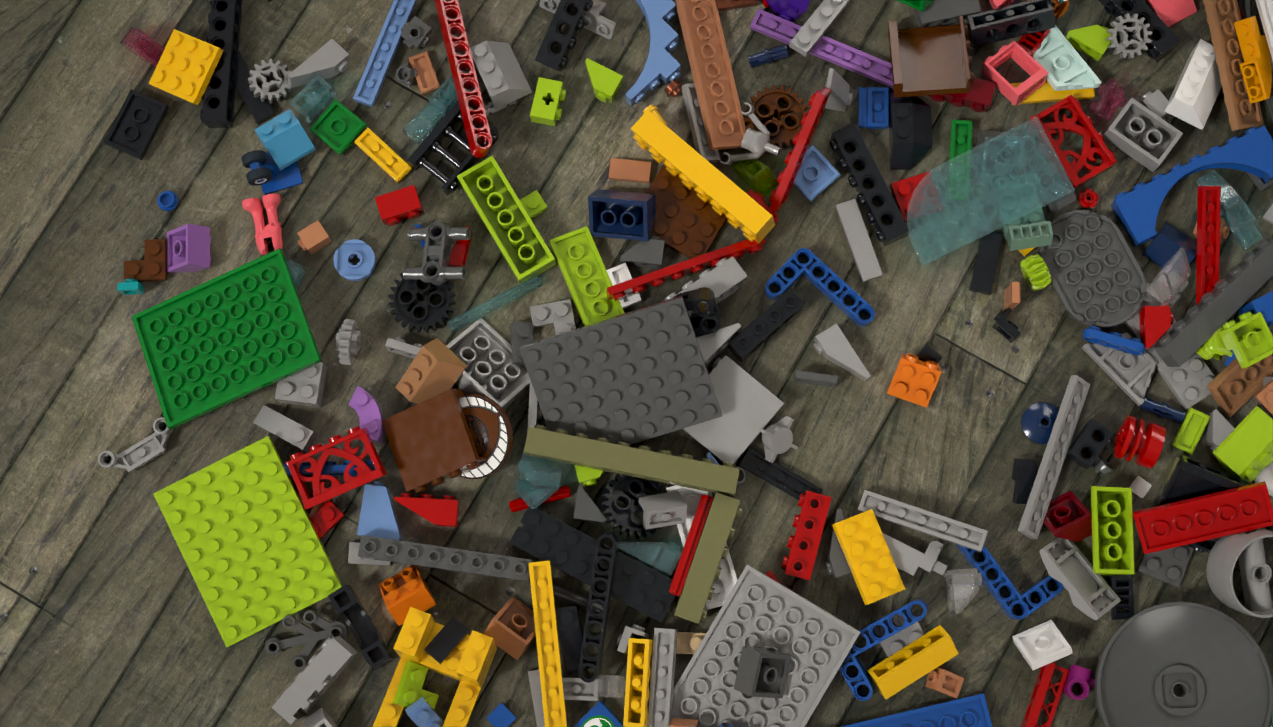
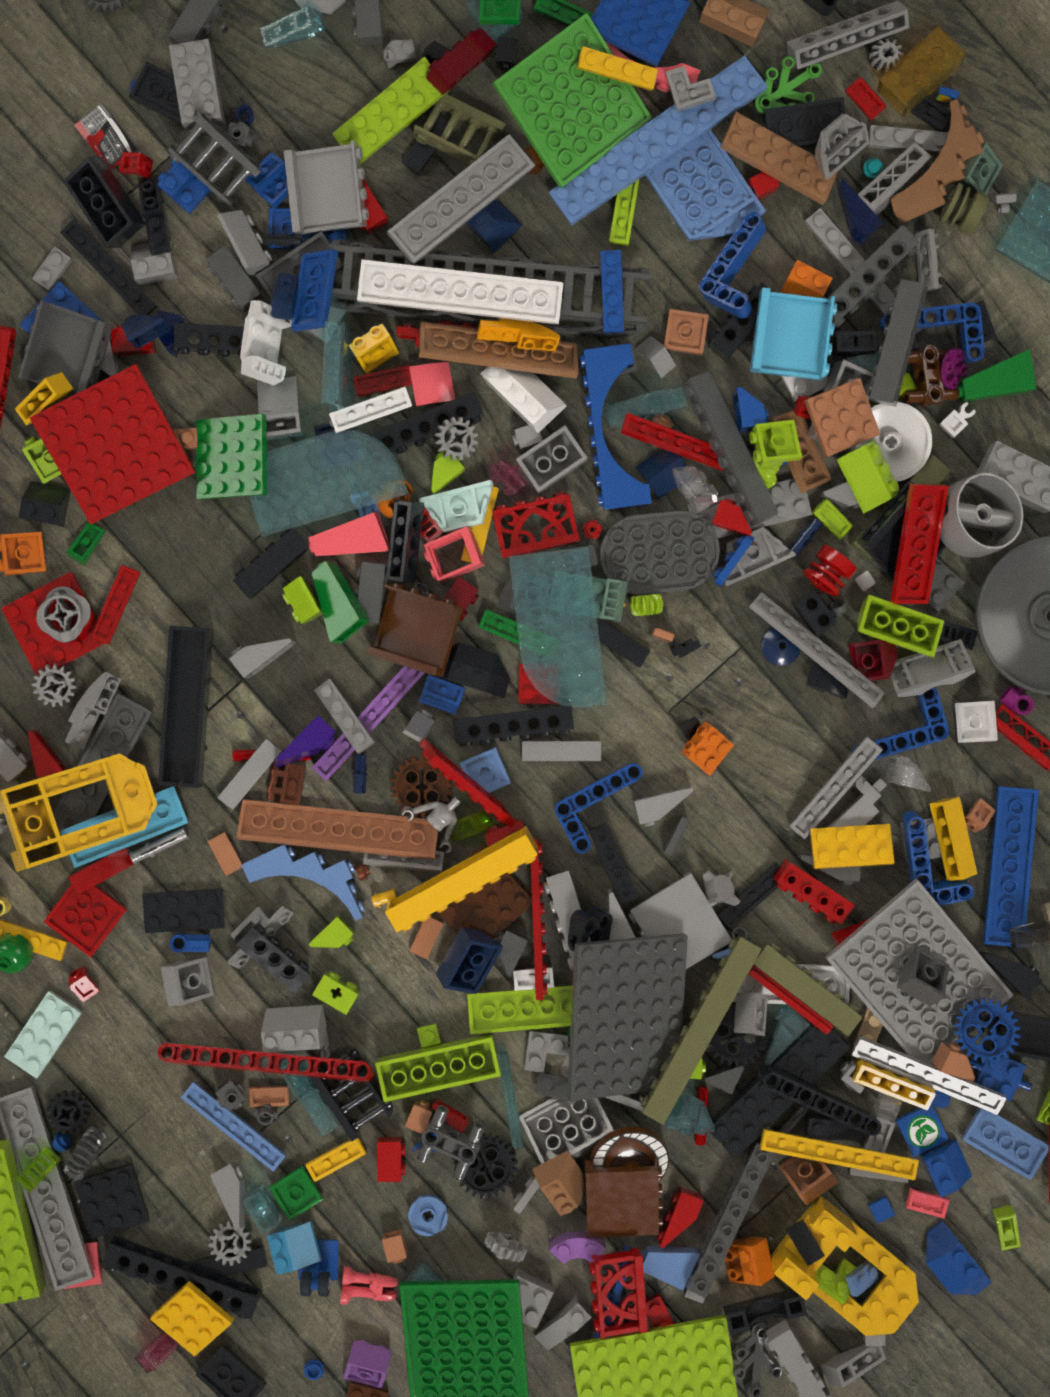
camera: 75 degrees left, 10 degrees up
(451, 216) = (419, 1116): none -> nougat brick

